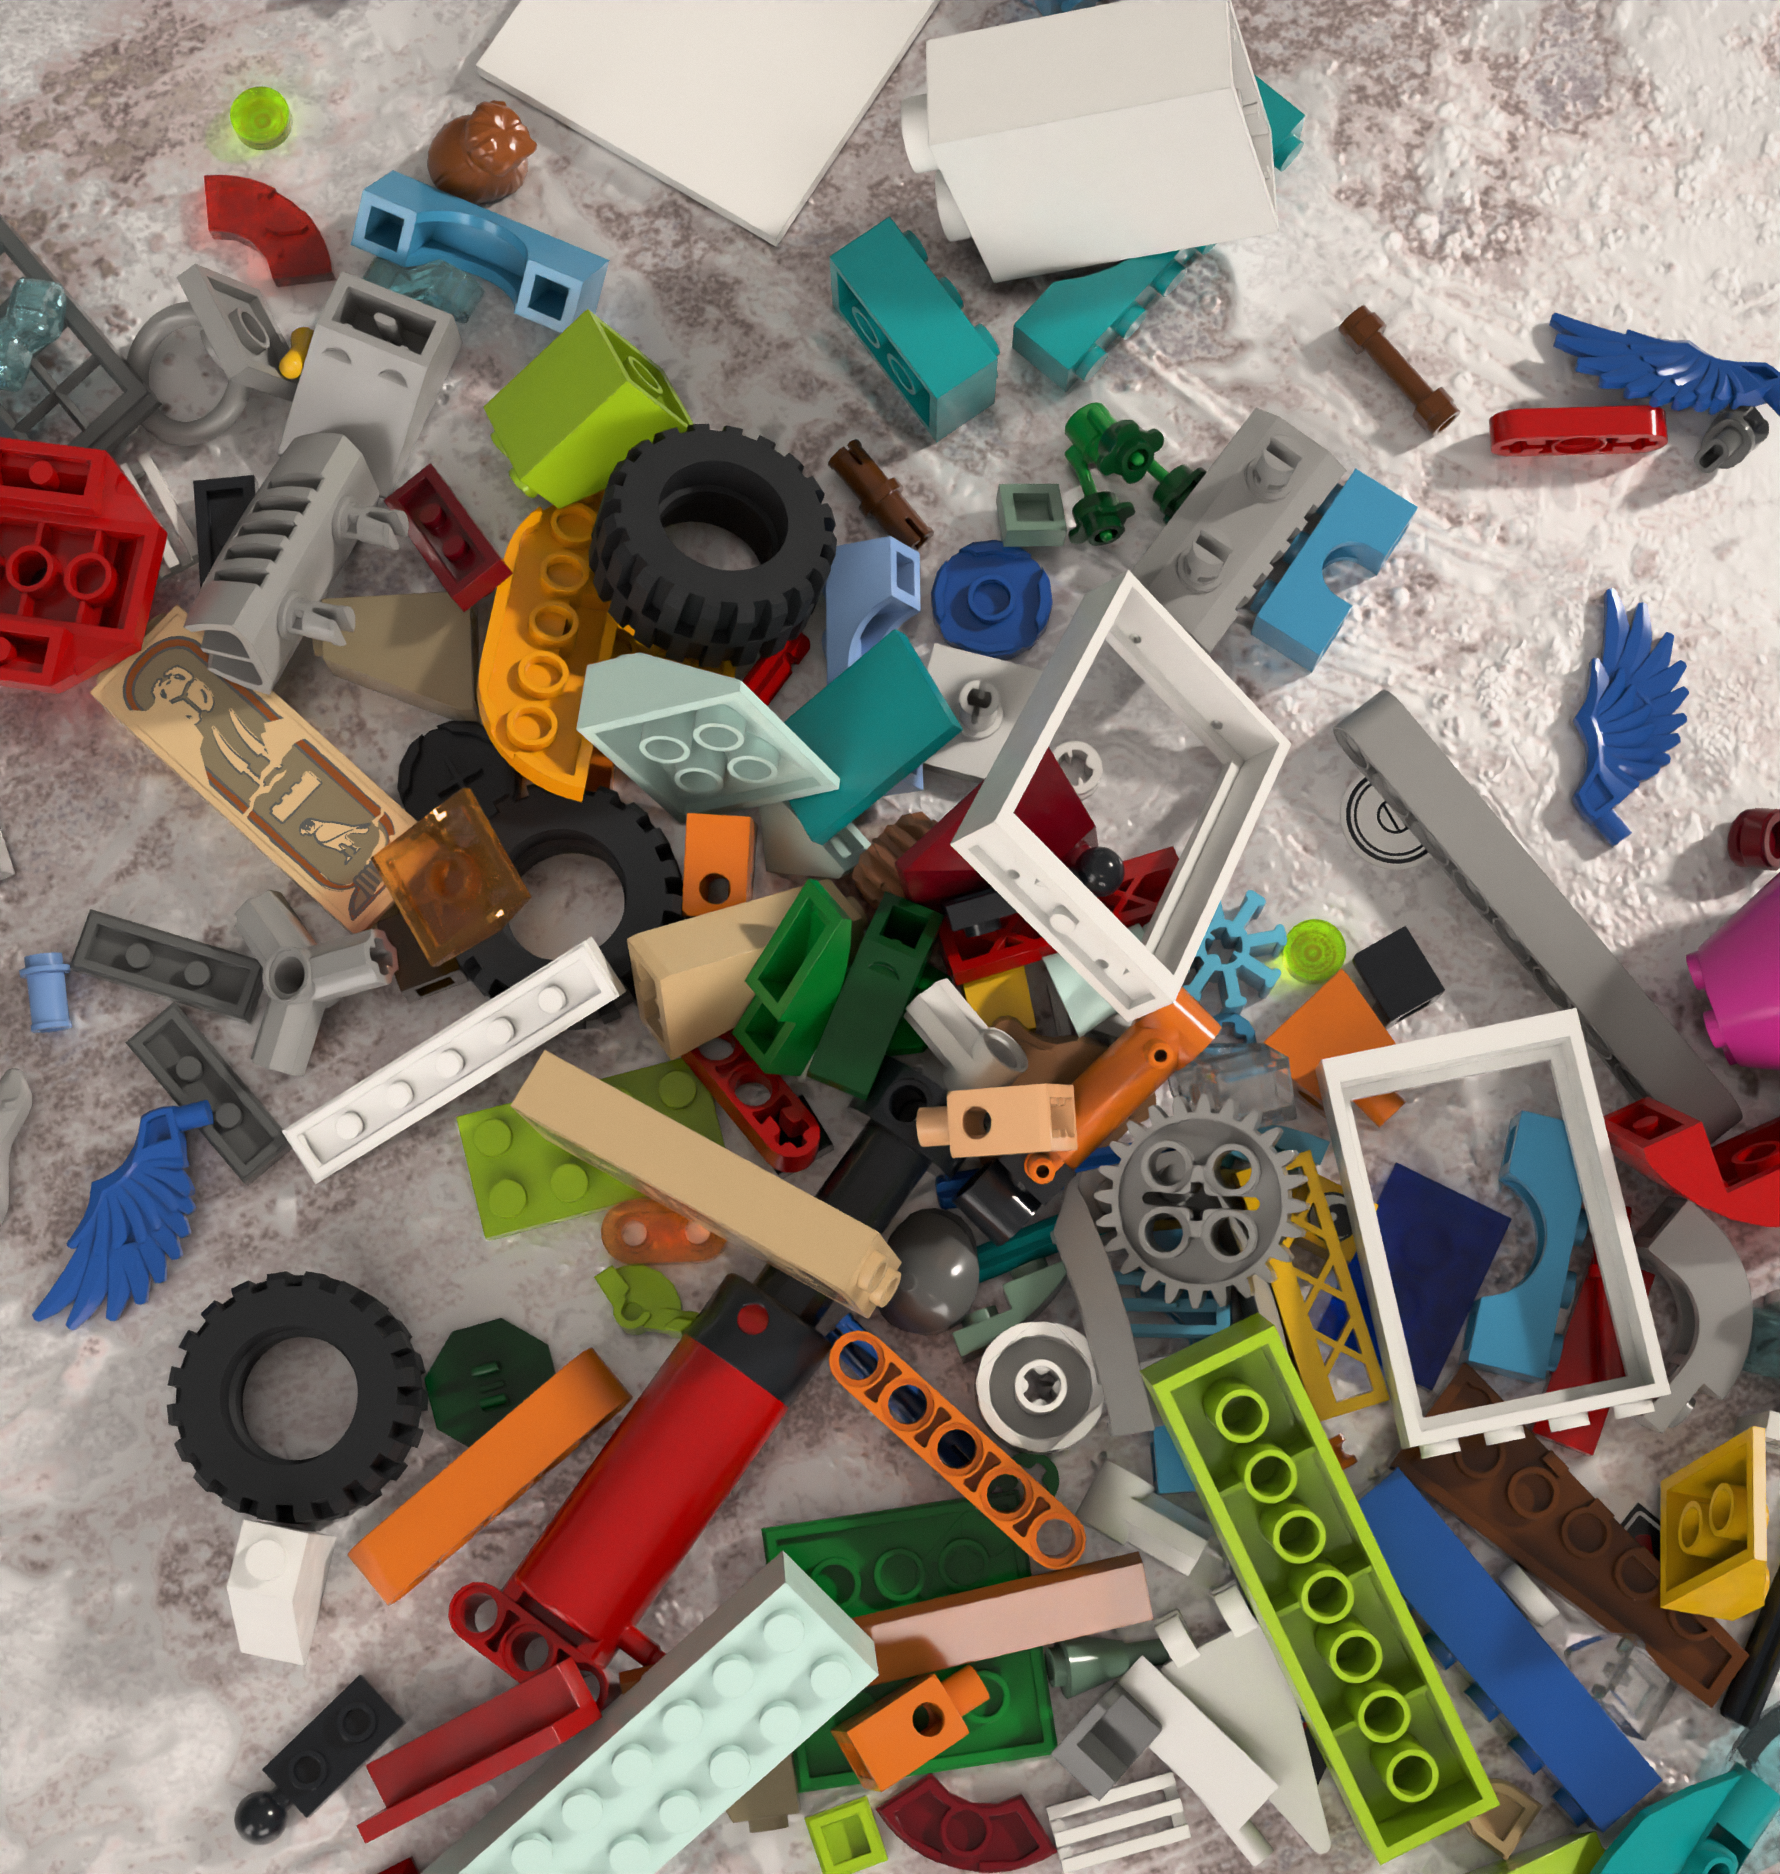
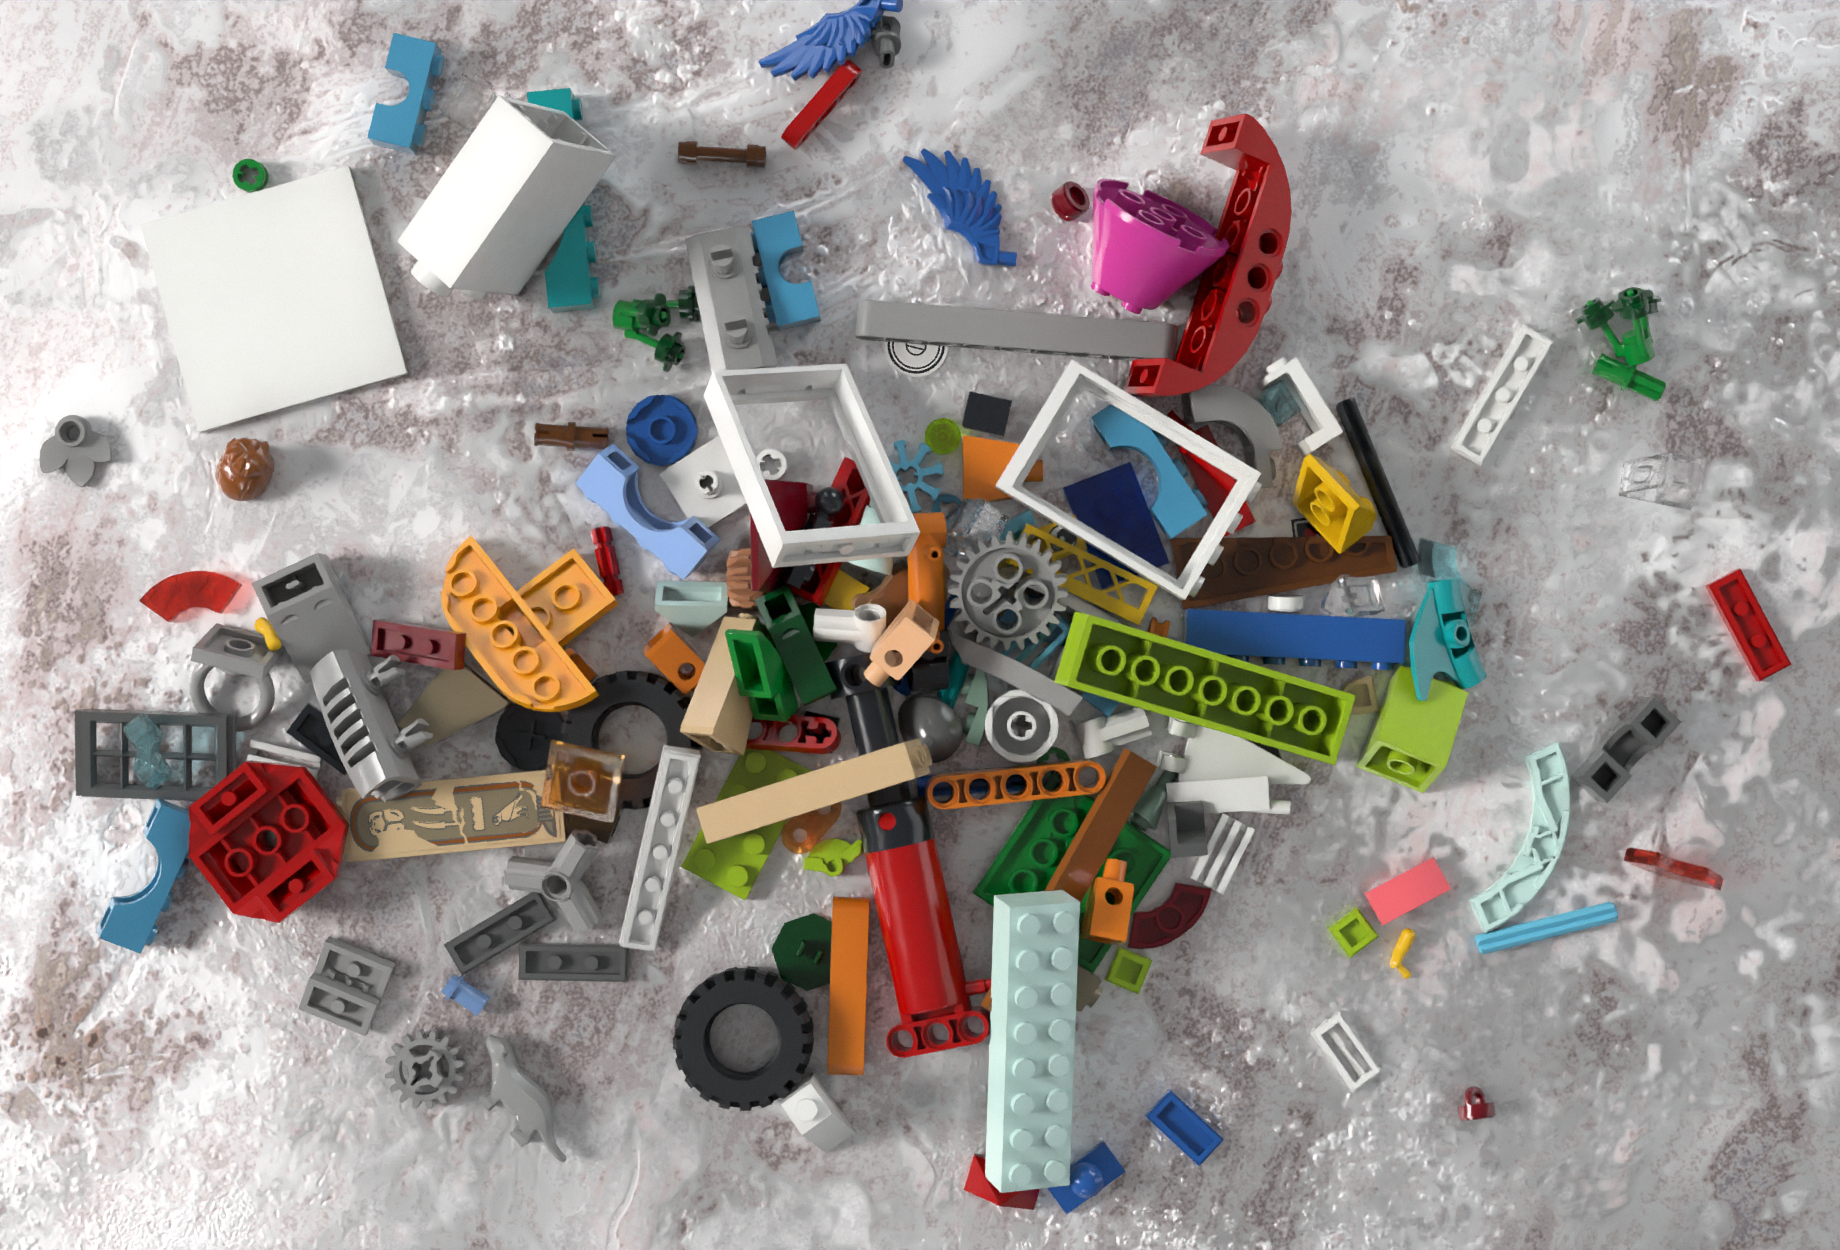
camera: 50 degrees left, 10 degrees up
(131, 1221) = (600, 1043): blue animal -> none
(261, 118) = (133, 550): clear neon green tile -> none
(319, 1761) = (901, 1158): black plate -> none
(420, 224) = (256, 525): dark azure arch -> none
(432, 284) = (288, 547): clear light blue piece -> none
(479, 1745) = (958, 1088): red fence -> none
(581, 412) = (418, 533): lime slope -> none
(695, 737) = (612, 624): light aqua slope -> none
(722, 483) = (525, 493): black tyre -> none
(871, 732) = (676, 549): teal tile -> none
(915, 327) = (510, 352): teal brick -> none
(1031, 515) = (640, 378): sand green plate -> none

